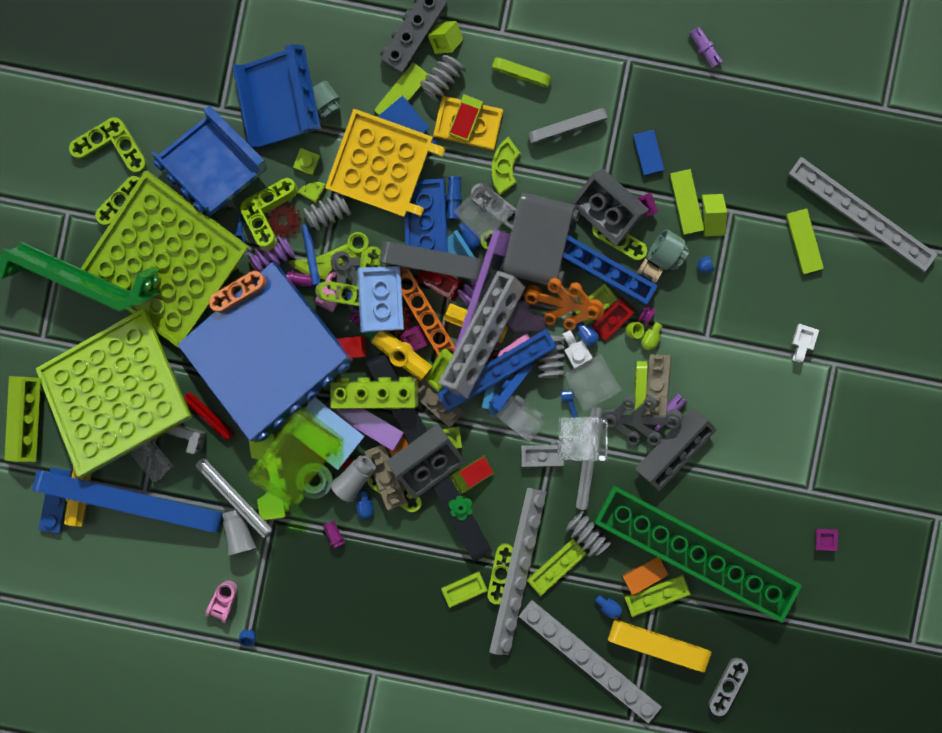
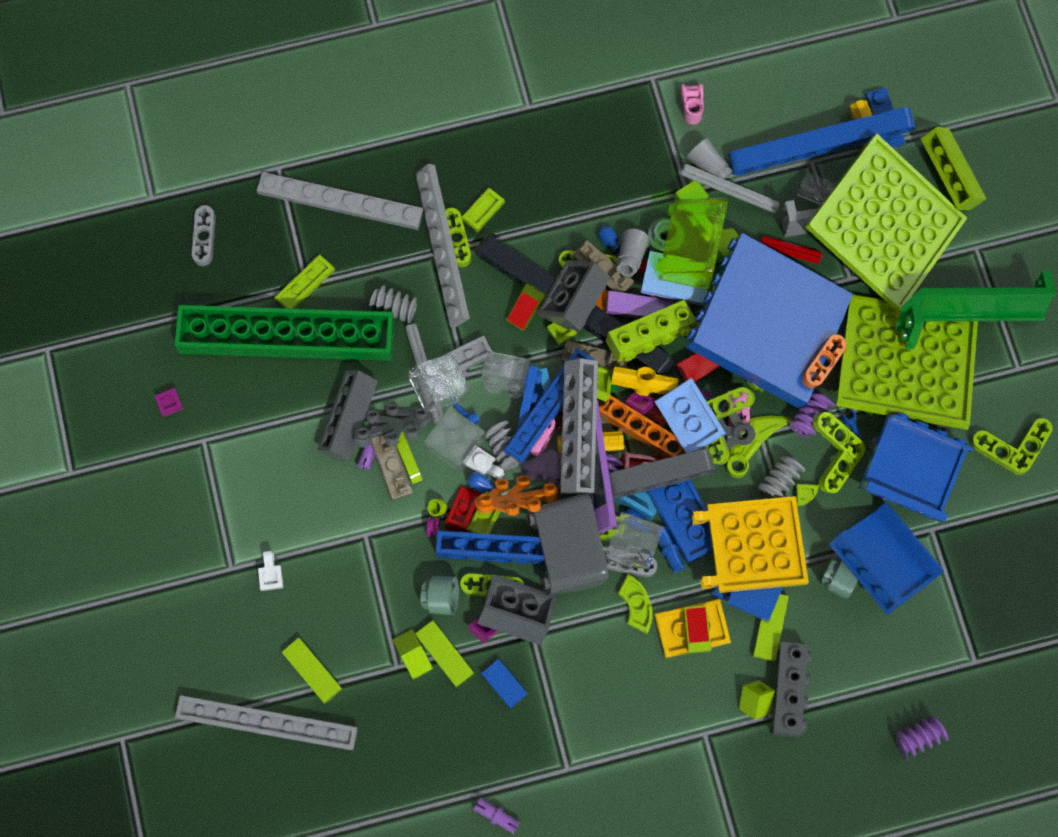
camera: 155 degrees right, 15 degrees down
(104, 207) = (978, 416): lime beam -> none
(247, 638) = (654, 82): blue hinge -> none
(284, 210) = (811, 458): clear red gear -> none
(300, 279) = (773, 407): magenta pin -> none
(306, 161) = (825, 518): lime plate -> none
(311, 255) = (774, 431): blue bar -> none
(333, 534) = (624, 201): magenta pin -> none
(441, 77) = (739, 657): light grey piece -> none
(460, 501) = (519, 277): green plant -> none
(521, 72) = (666, 701): lime beam -> none
(556, 567) = (409, 265): lime tile -> none
(567, 126) = (595, 670): light grey beam -> none
(609, 607) = (343, 253): blue cylinder -> none
(645, 575) = (325, 292): orange slope -> none
(649, 271) = (448, 568): tan bush -> none
(652, 337) = (418, 509): lime cylinder -> none
(659, 646) = (282, 240): yellow beam -> none
(705, 265) = (397, 600): blue hinge -> none

